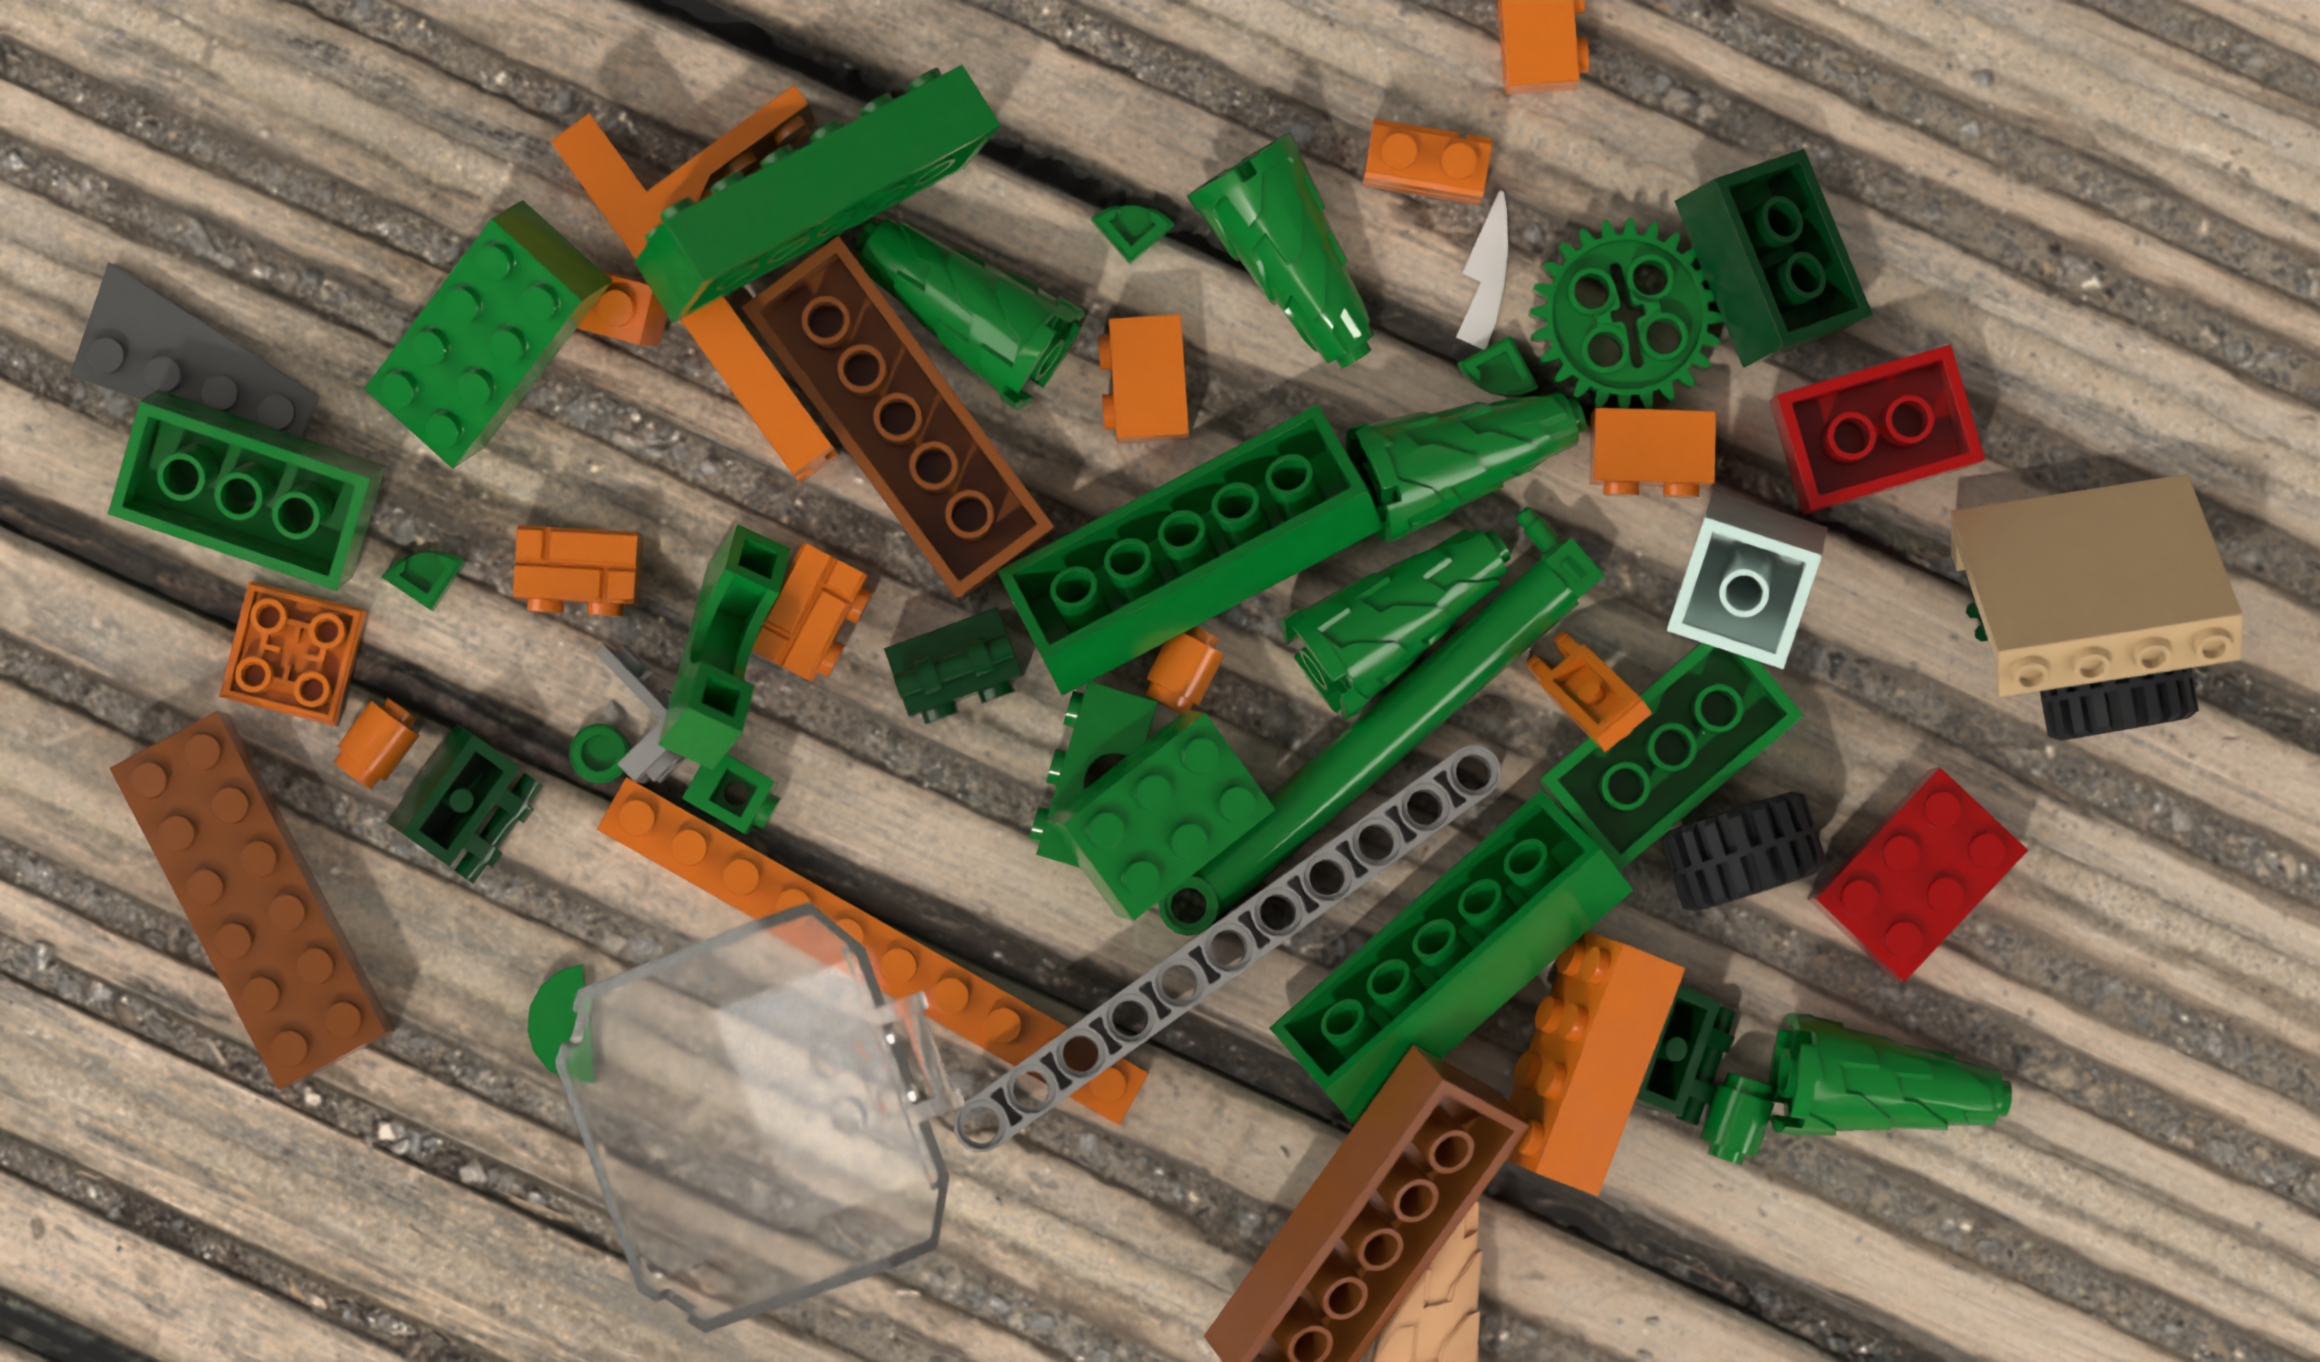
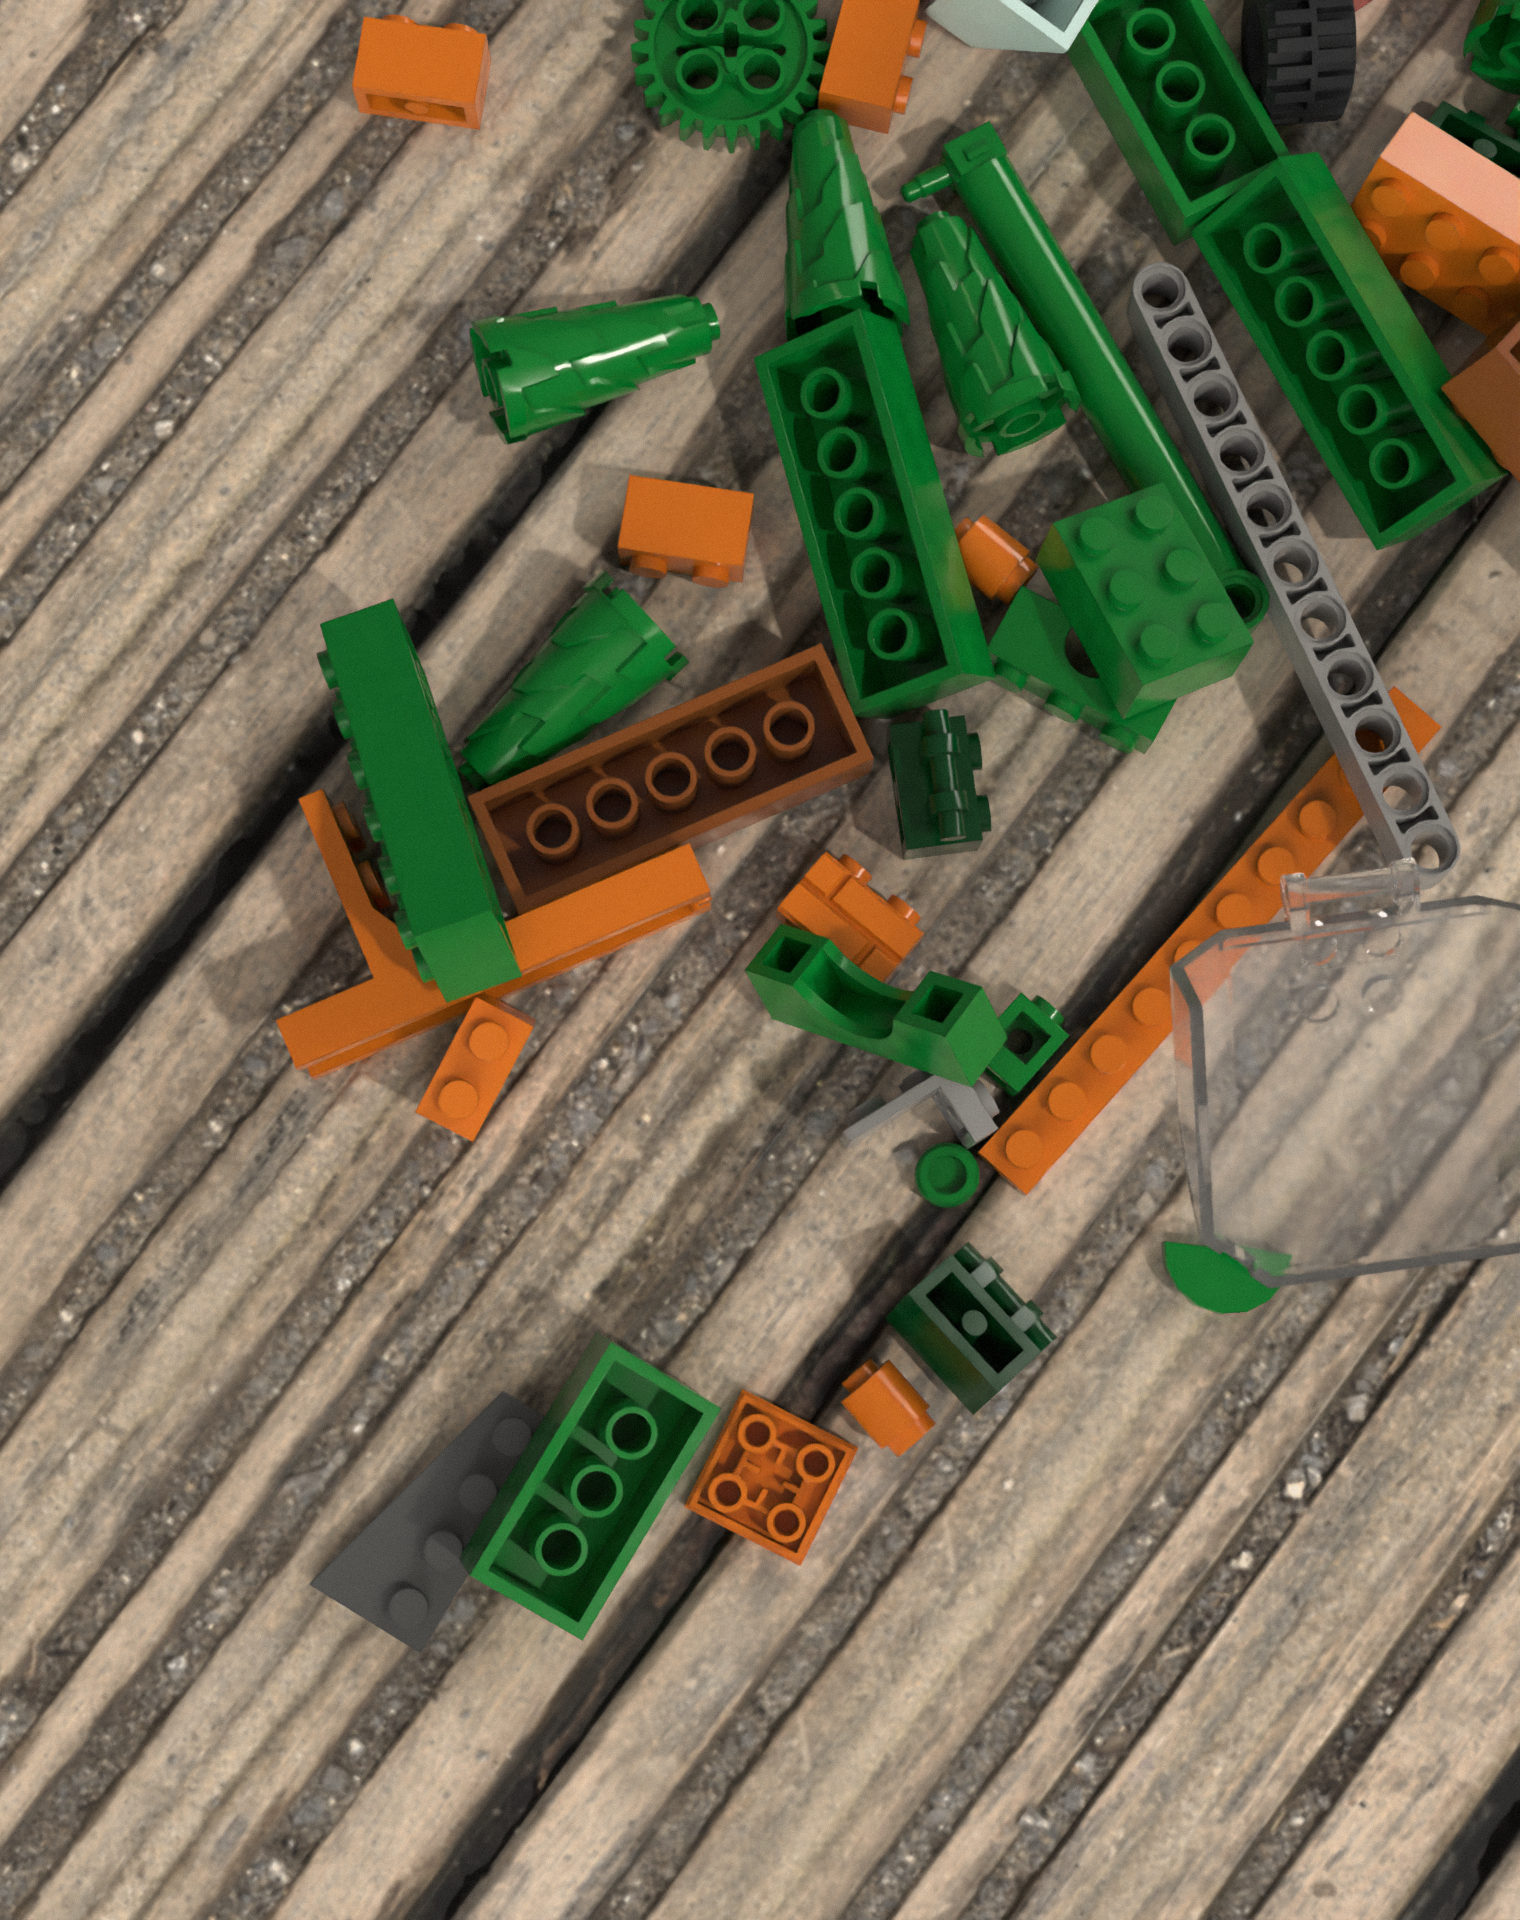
camera: 80 degrees left, 5 degrees down
(252, 899) = (1029, 1576): dark orange brick -> none
(425, 576) = (720, 1318): green tile -> none
(487, 334) = (483, 1184): green brick -> none
(577, 567) = (749, 1153): orange brick -> none
(1132, 229) = (528, 517): green tile -> none
(1427, 162) = (530, 206): orange brick -> none
(1487, 265) = (648, 181): white sticker -> none
(1499, 370) = (755, 191): green tile -> none
(1589, 693) = (1106, 154): orange hinge -> none

